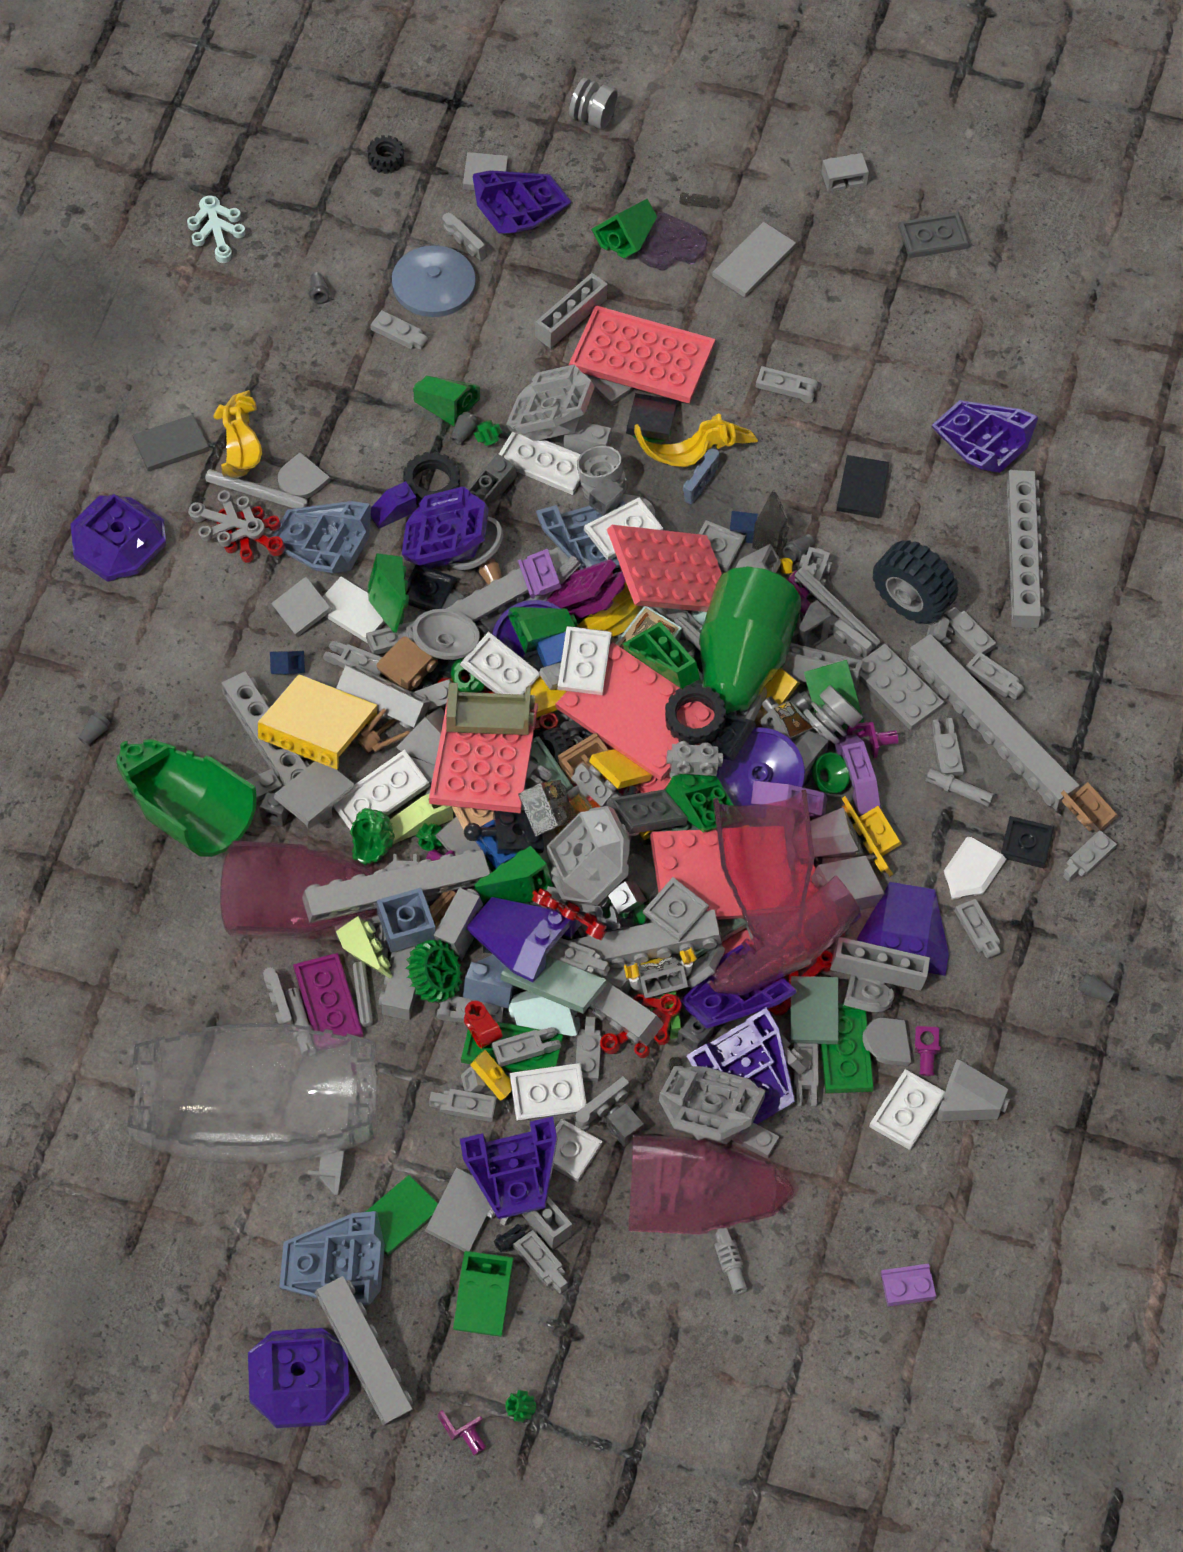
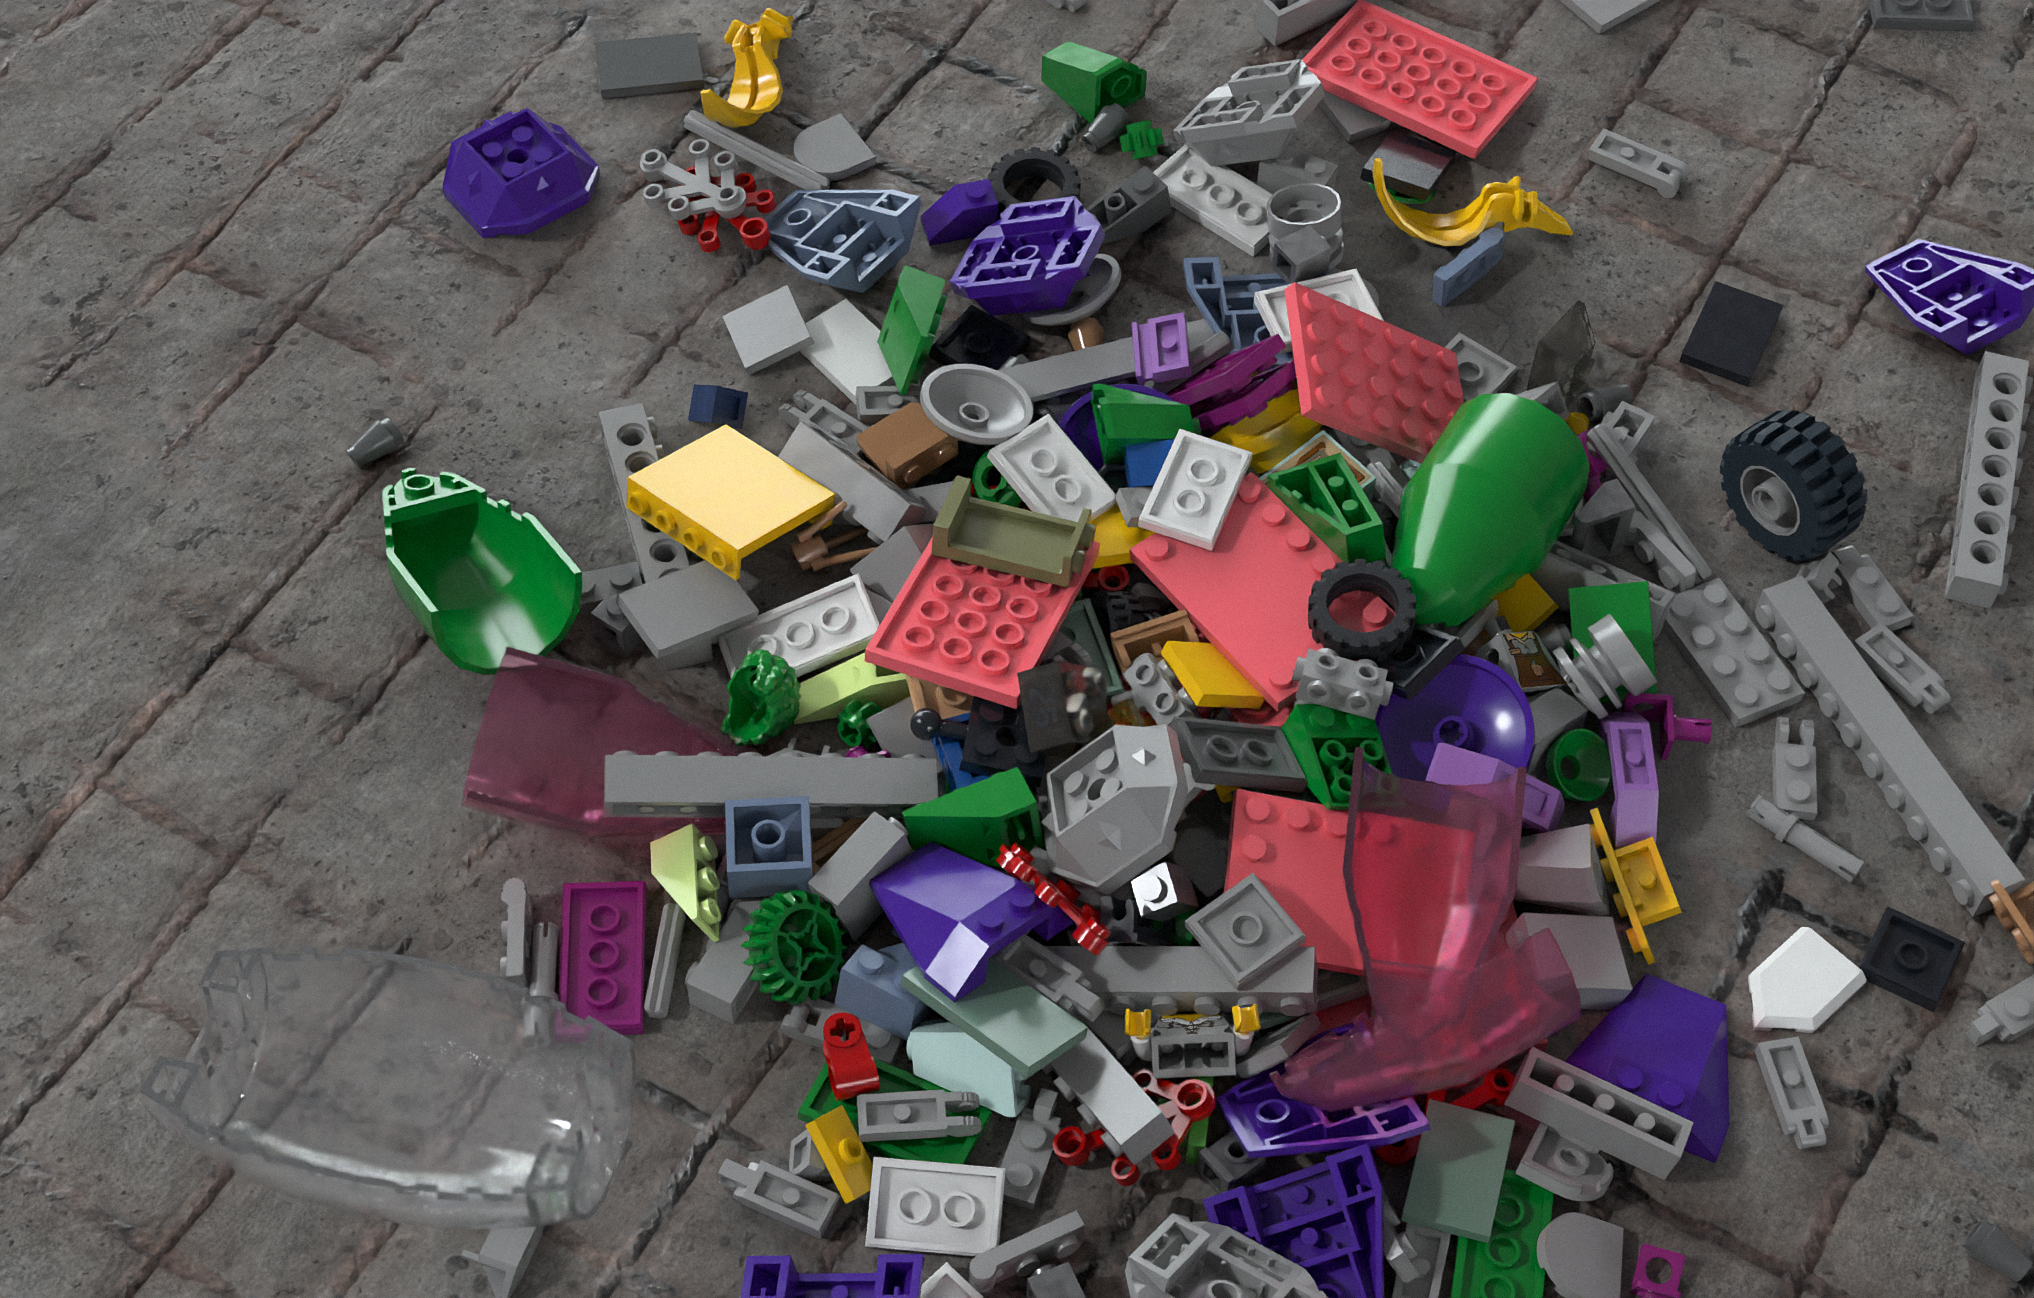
camera: 15 degrees right, 5 degrees down
(743, 523) = (1520, 345): dark blue panel -> none

